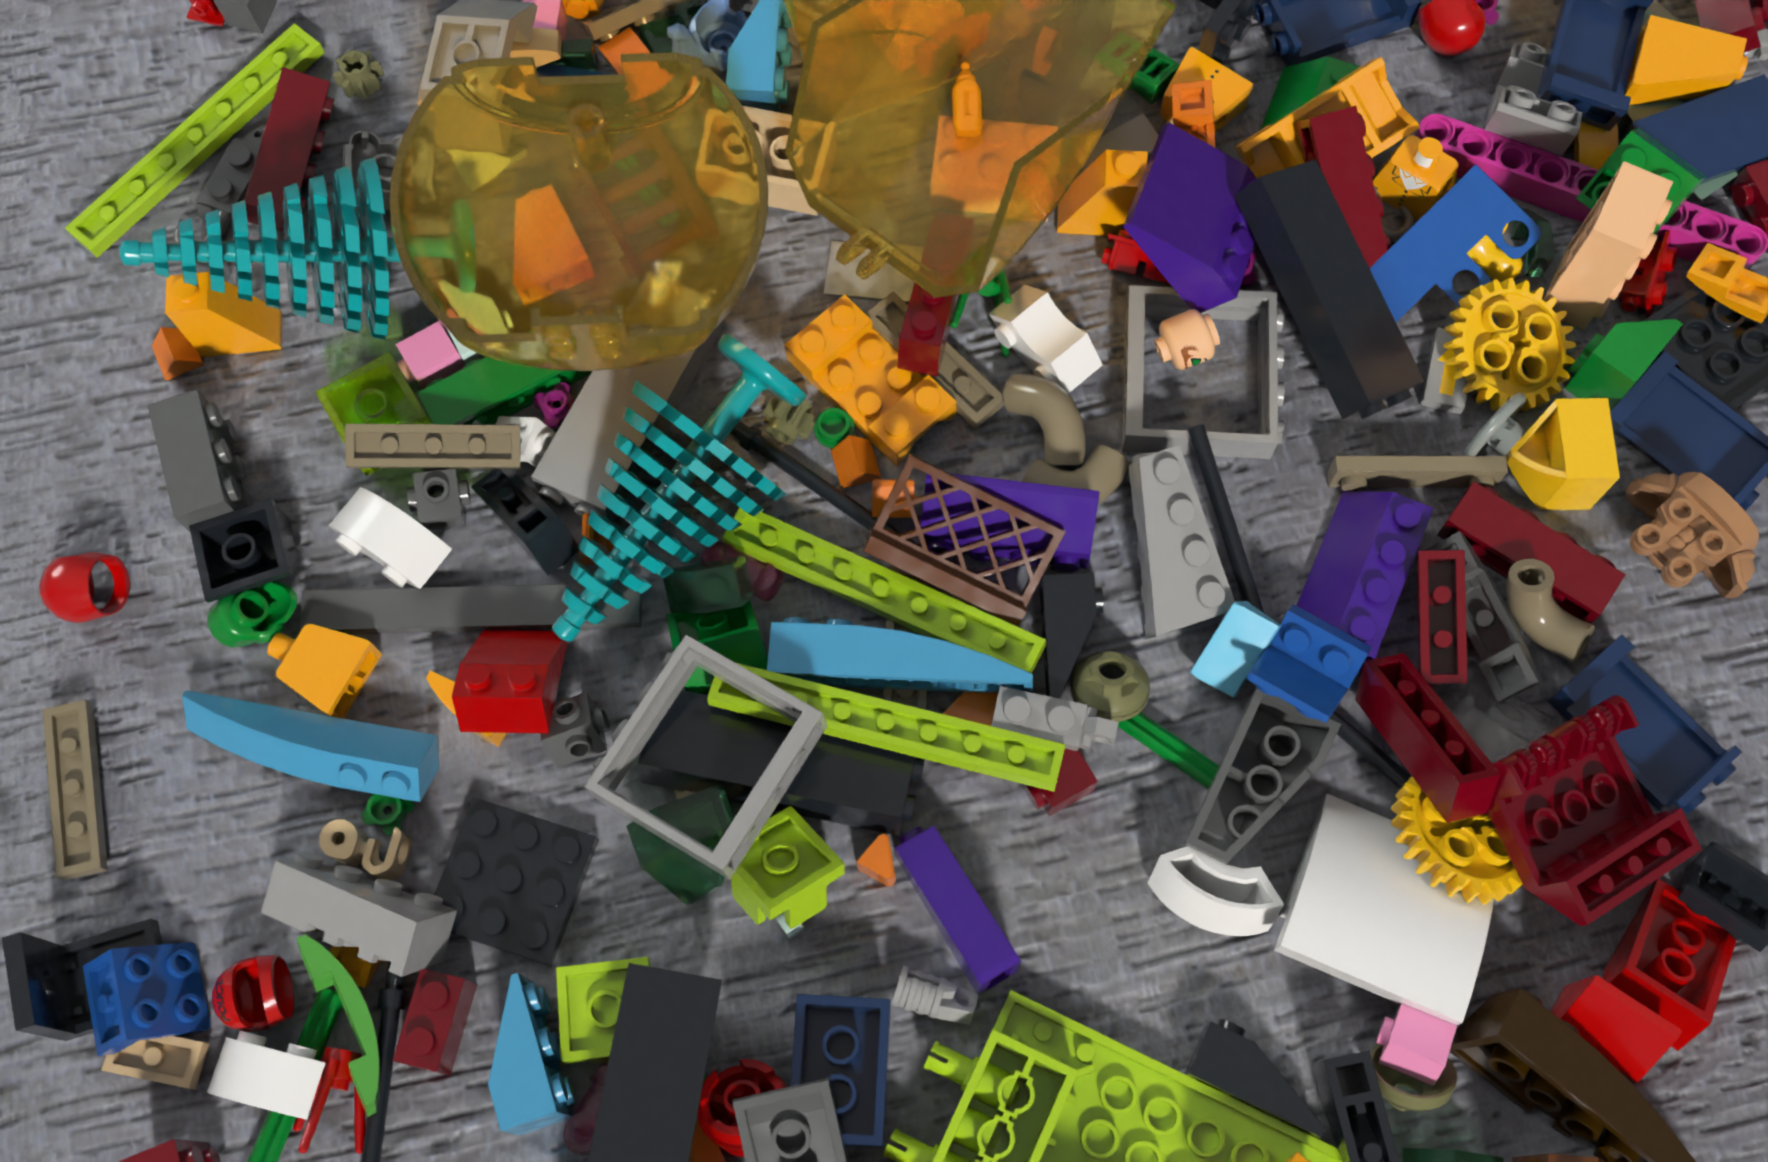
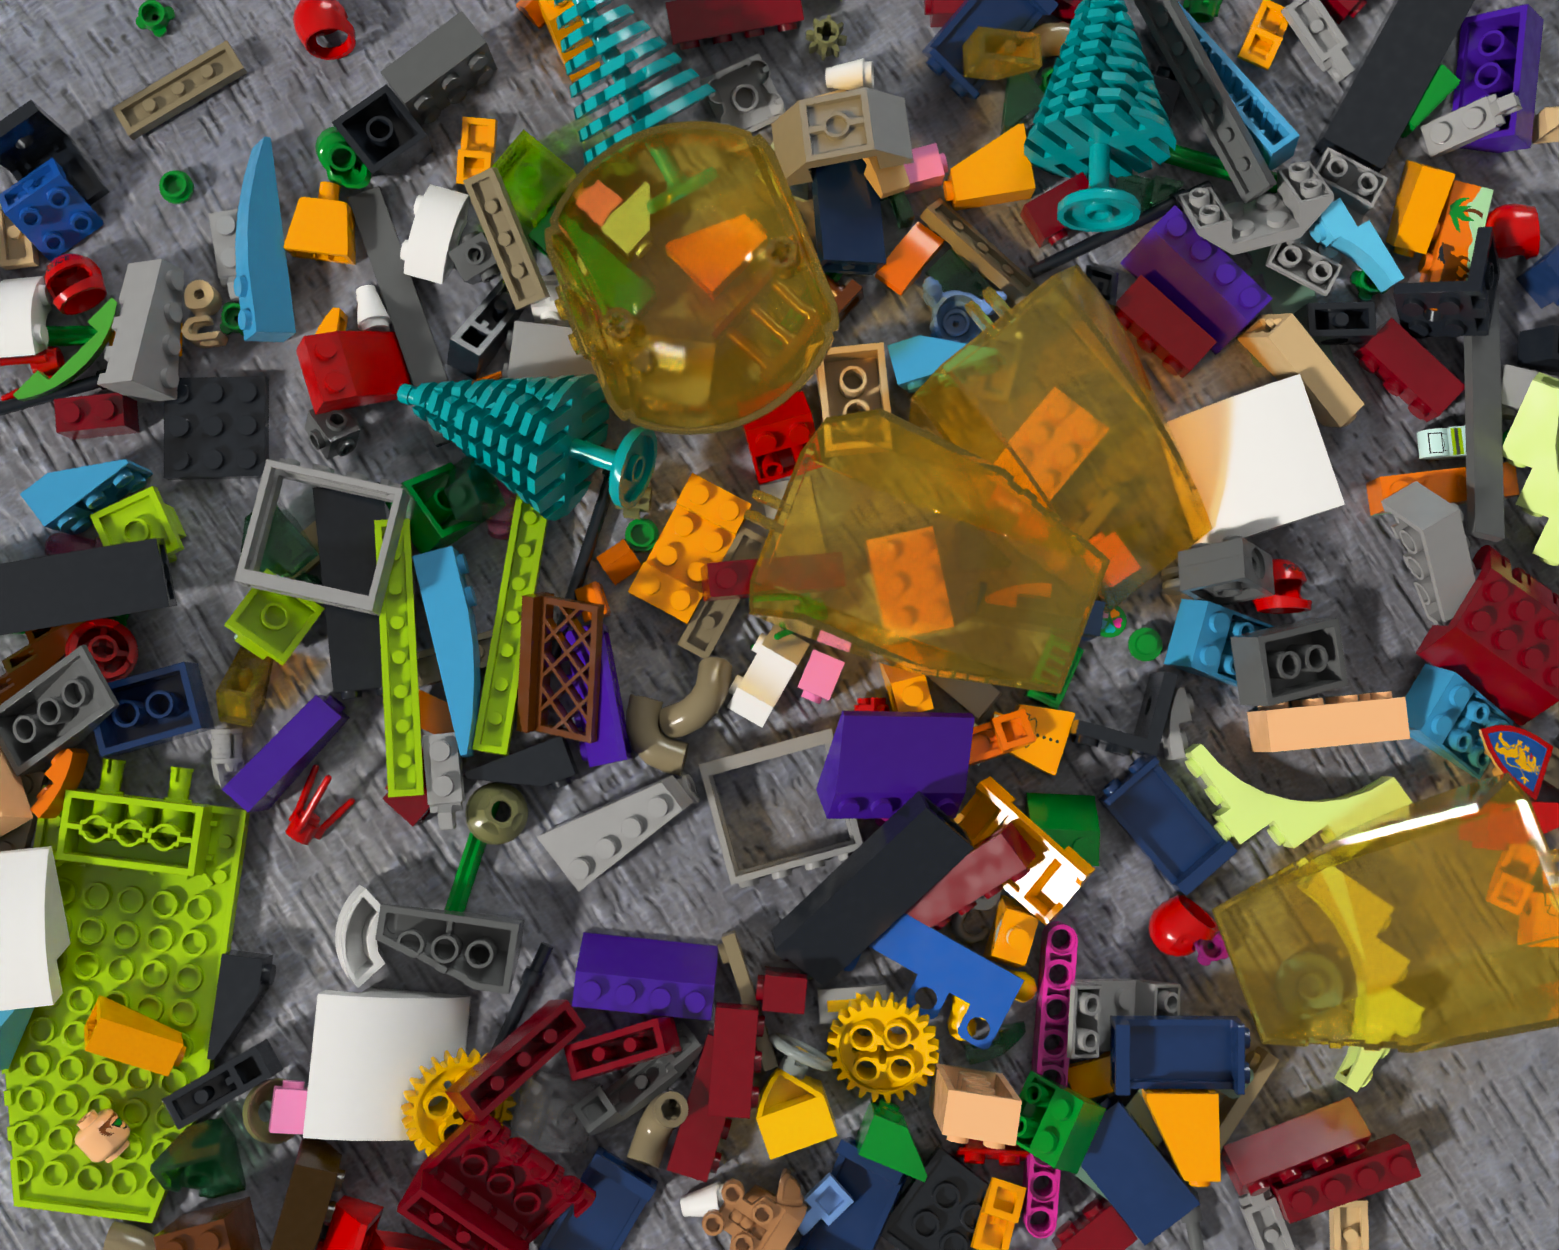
camera: 65 degrees right, 15 degrees up
(191, 833) = (176, 187): none -> green plate
(296, 795) = (223, 233): none -> light grey hinge
(311, 470) = (477, 147): none -> light orange slope
(409, 63) = (850, 75): none -> white cone
(446, 644) = (370, 310): none -> white cone
(791, 250) = (779, 438): none -> red slope
(854, 943) = (244, 688): none -> clear yellow slope
(878, 861) = (308, 686): orange slope -> none
(967, 104) = (937, 546): light orange piece -> none
(1053, 922) = (304, 822): none -> red plant
(1067, 285) = (820, 677): none -> bright pink brick
(1187, 339) = (789, 788): light nougat head -> none
(1224, 516) = (583, 911): black bar -> none
(1235, 648) = (551, 899): medium azure slope -> none
(1309, 664) = (544, 957): blue bracket -> none
(1418, 419) = (782, 990): none -> dark red brick
(1489, 491) = (735, 1060): none -> dark red brick
(1645, 591) = (700, 1201): none -> white cone
(1675, 451) = (826, 1201): none -> medium blue plate

